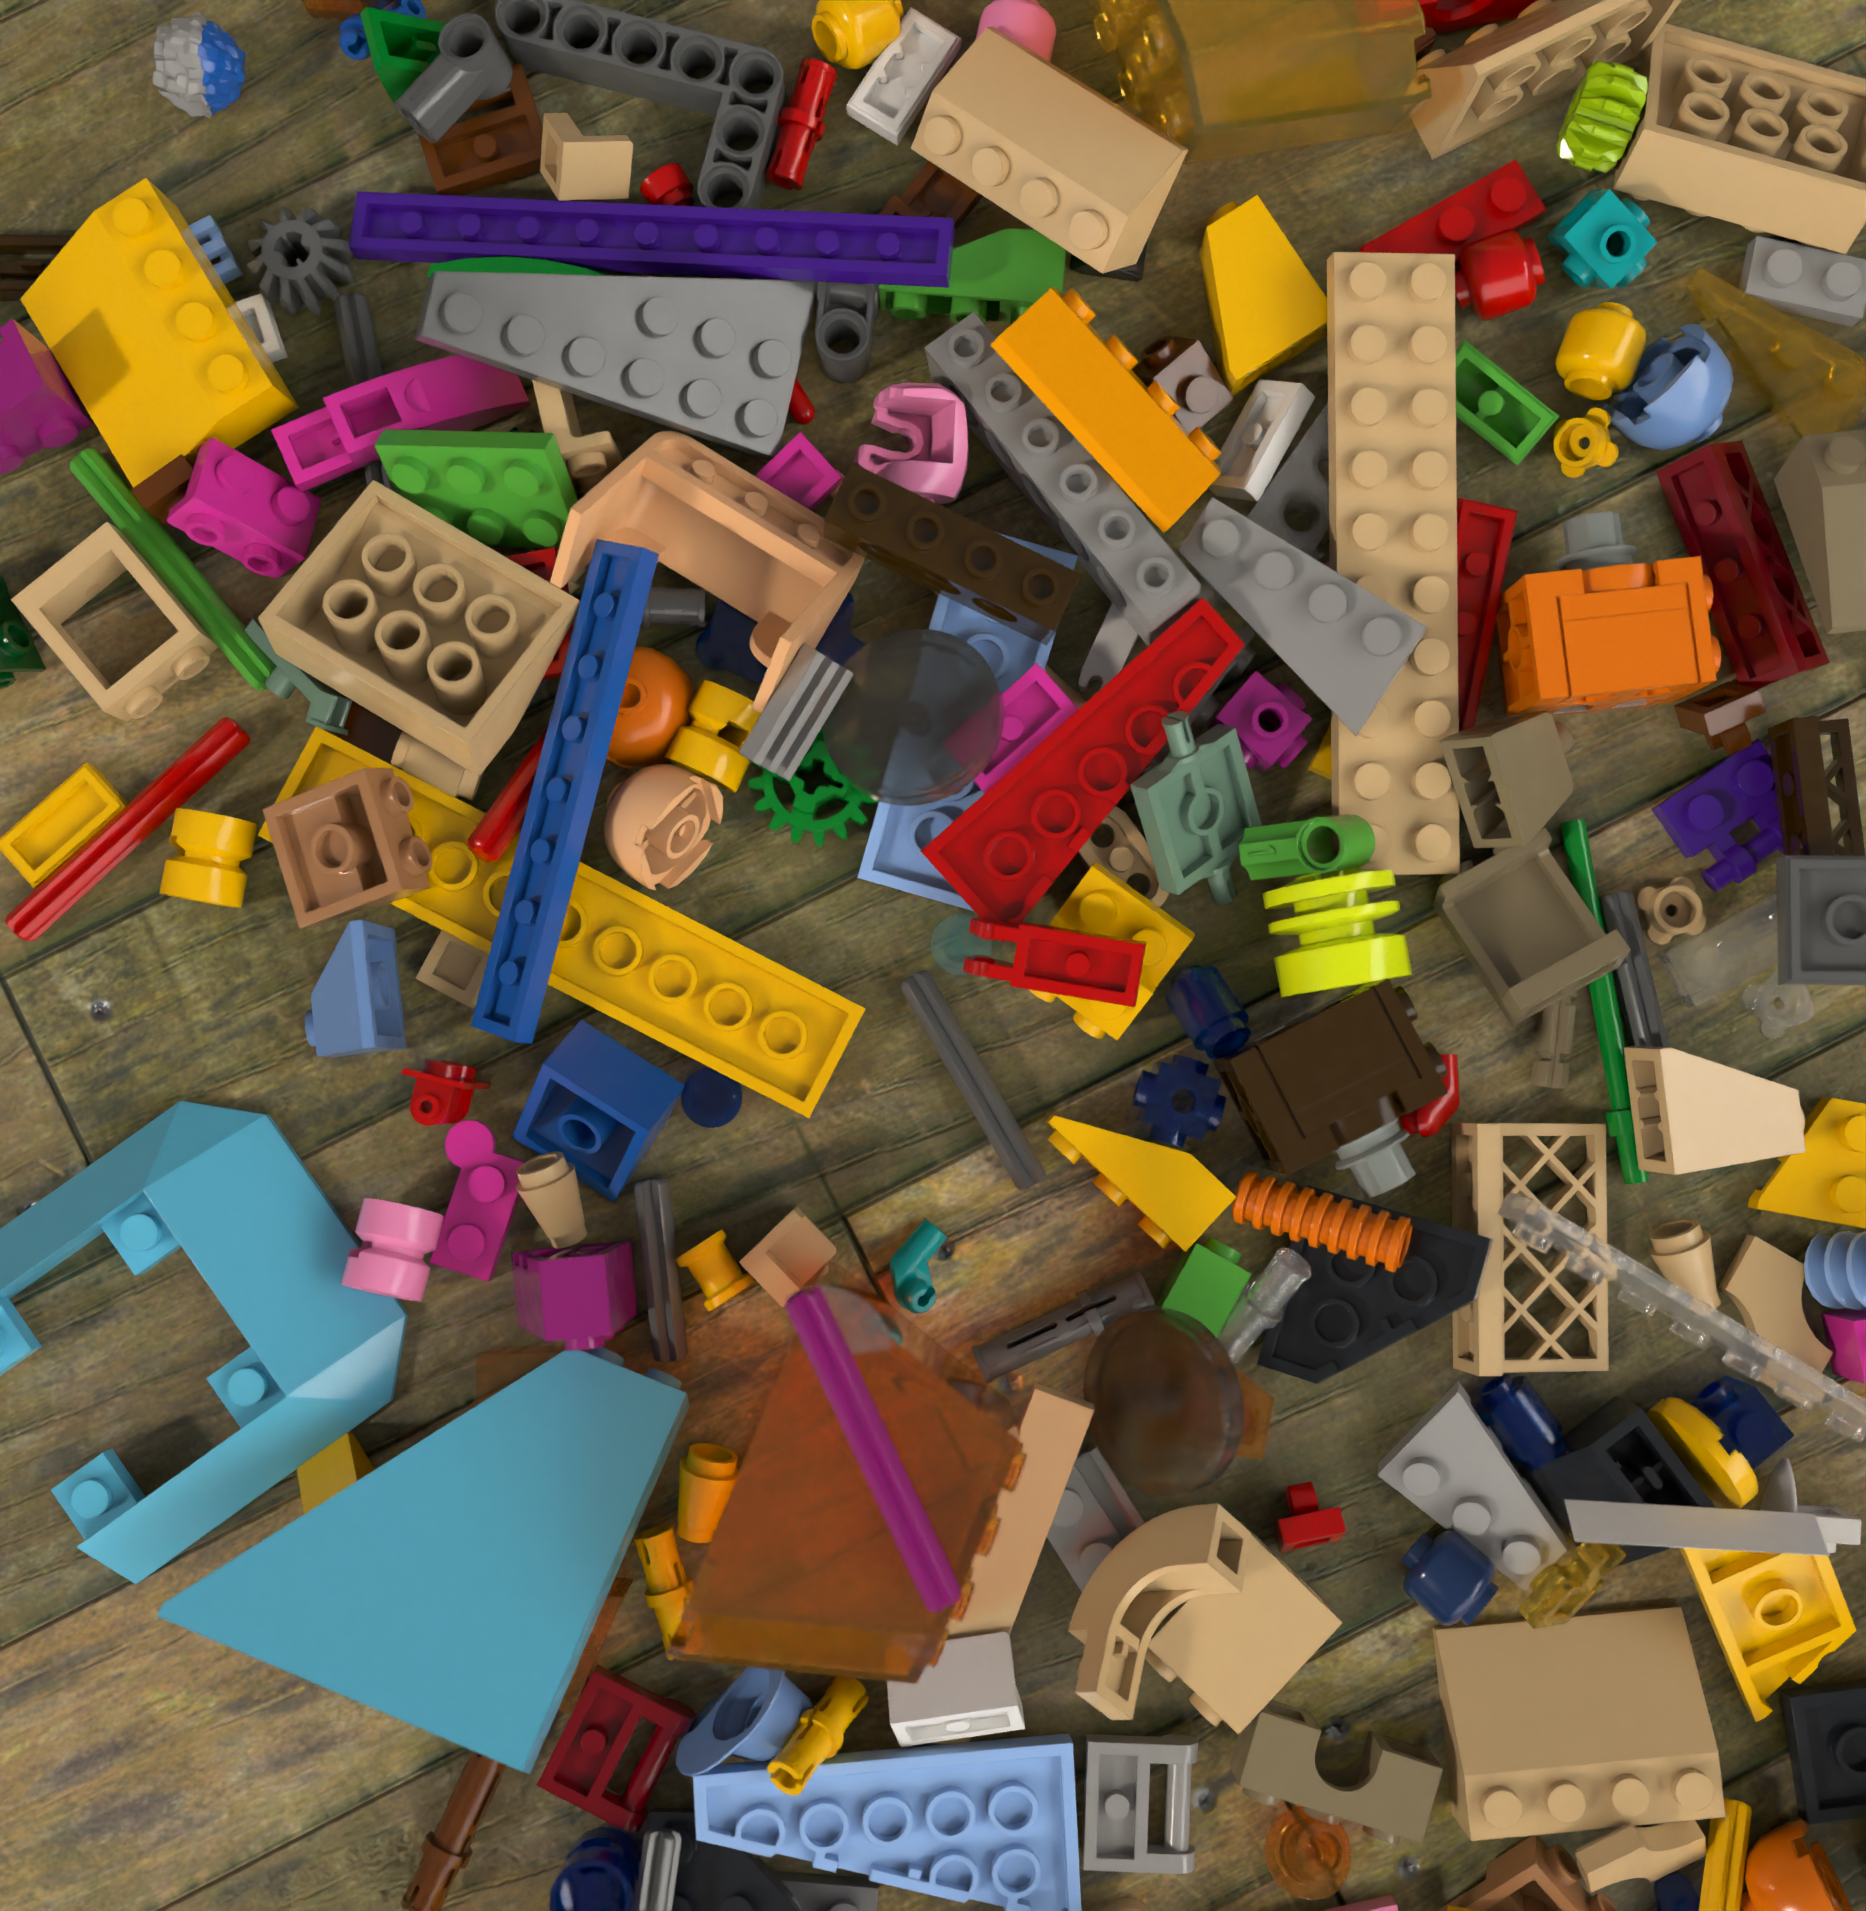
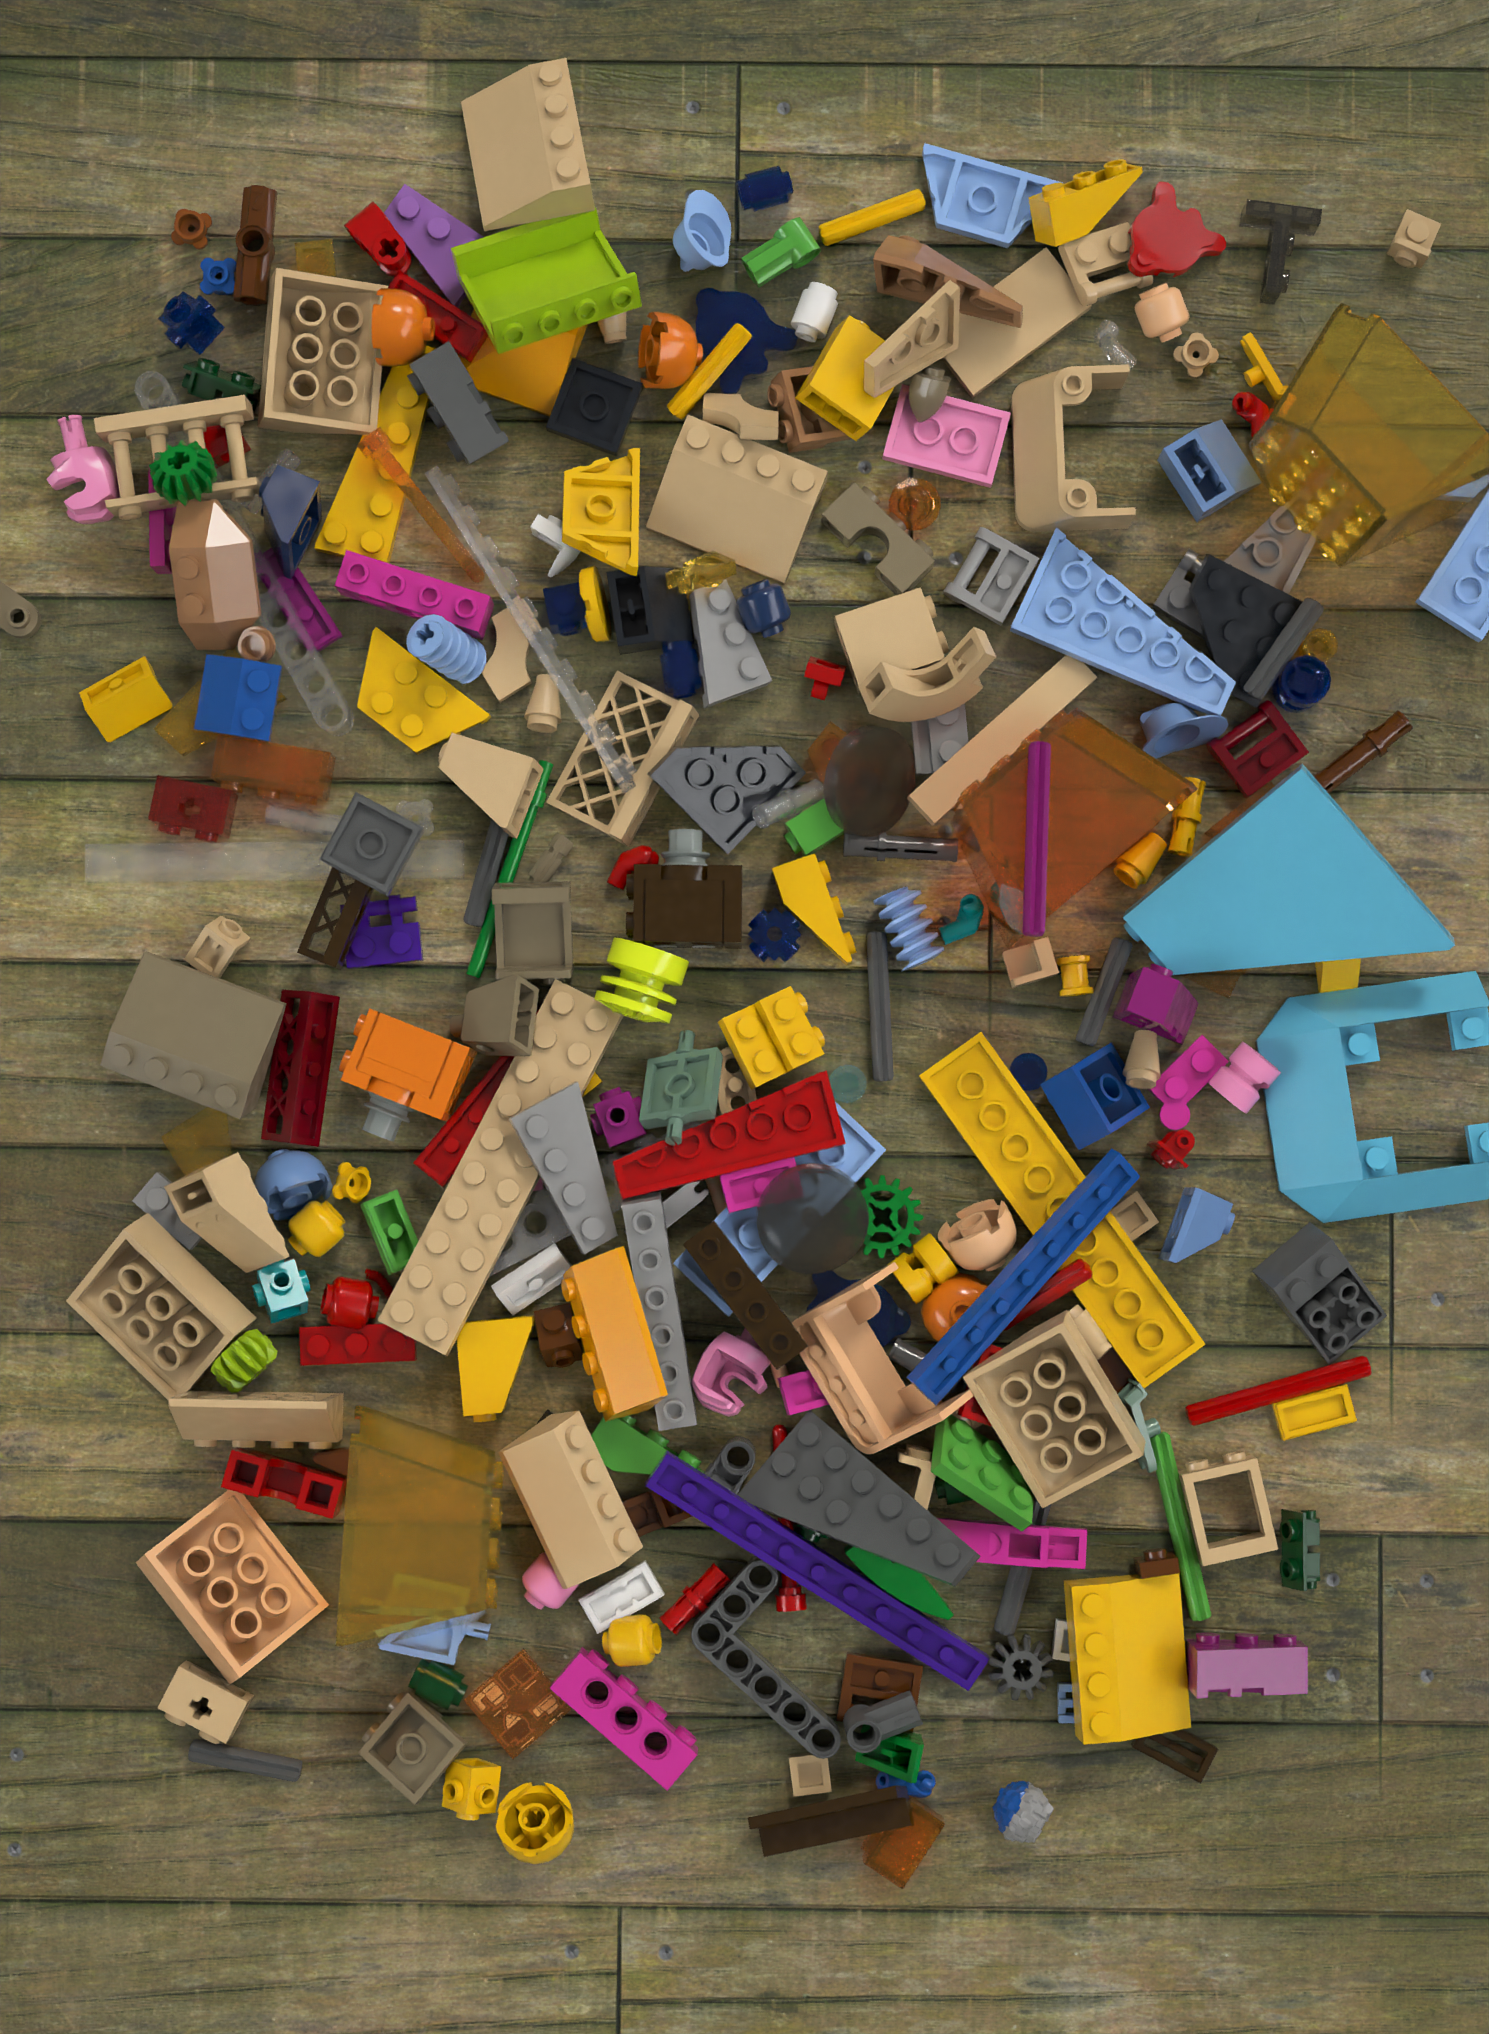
camera: 145 degrees left, 0 degrees up
(136, 999) = (1320, 1292): none -> dark grey slope
(208, 858) = (1240, 1347): yellow wheel -> none
(246, 511) = (1121, 1532): dark pink bracket -> none
(348, 846) = (1157, 1307): medium nougat plate -> none
(584, 165) = (835, 1631): tan panel -> none
(796, 712) = (875, 1253): light grey tile -> none
(817, 1735) = (1143, 702): yellow pin -> none
(962, 1697) = (1059, 685): white panel -> none
(991, 1216) = (908, 926): none -> light blue piece
(1062, 961) = (802, 1043): red hinge -> none
(1208, 1011) = (732, 976): clear blue brick -> none
(1305, 847) = (633, 1036): bright green piece -> none
(1322, 1220) = (733, 831): orange piece -> none
(1482, 334) = (373, 1275): none -> red leg
(1688, 909) = (438, 891): tan plate -> none
(1695, 1527) = (625, 571): white sticker -> none
(1722, 715) = (361, 991): reddish brown tile -> none
(1758, 298) = (228, 1213): none -> tan slope

